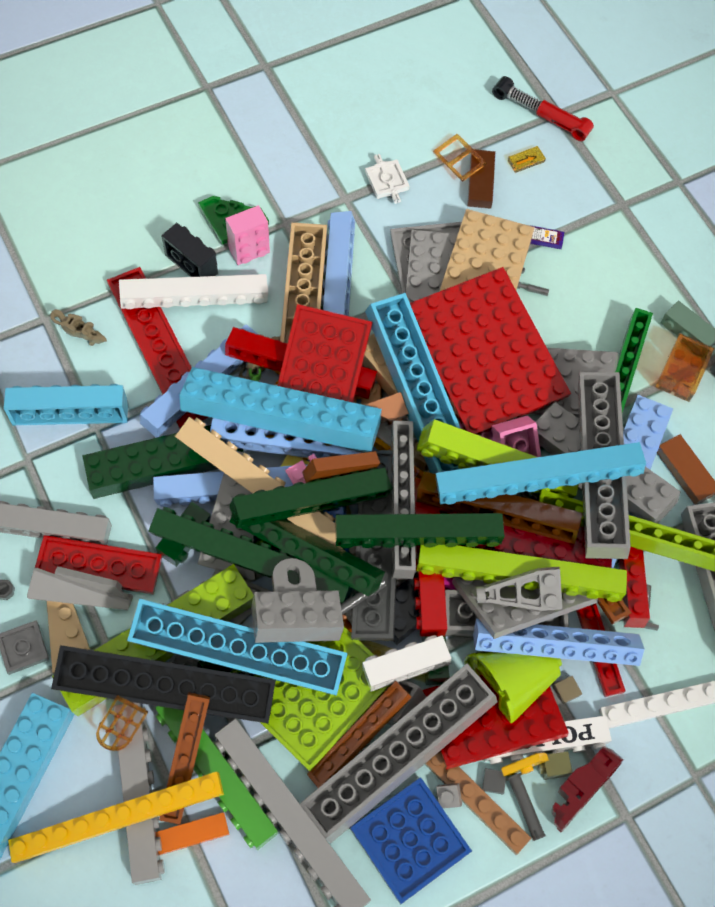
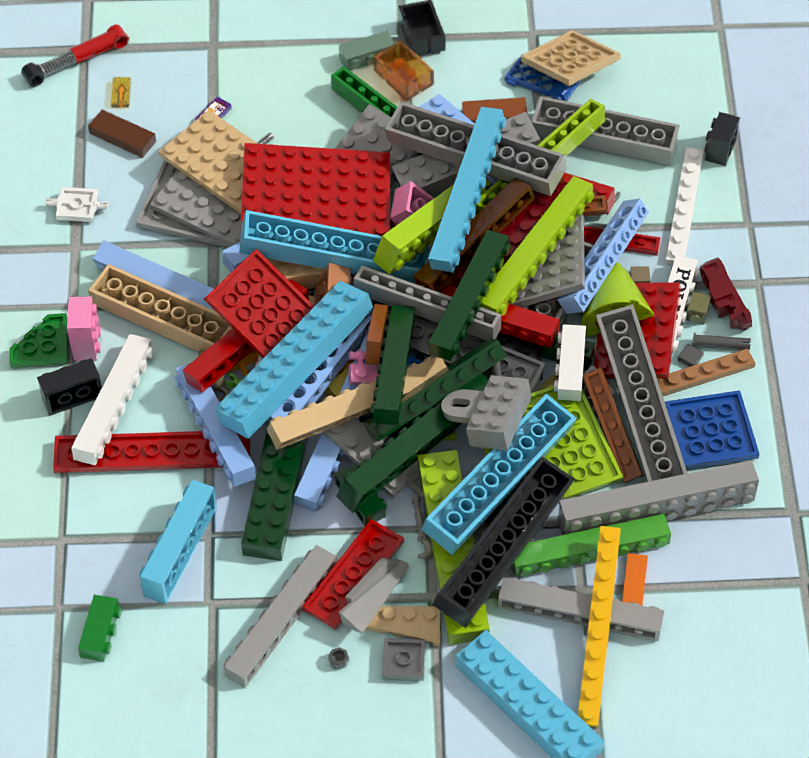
camera: 60 degrees left, 10 degrees down
(76, 327) = (92, 510): dark tan animal -> none
(128, 721) = (516, 583): clear orange window -> none
(187, 747) = (566, 544): dark orange plate -> none
(449, 795) = (688, 387): light grey plate -> none
(469, 150) = (90, 140): clear orange window -> none
(525, 765) = (690, 324): yellow plate -> none
(549, 590) = (567, 234): light grey plate -> none

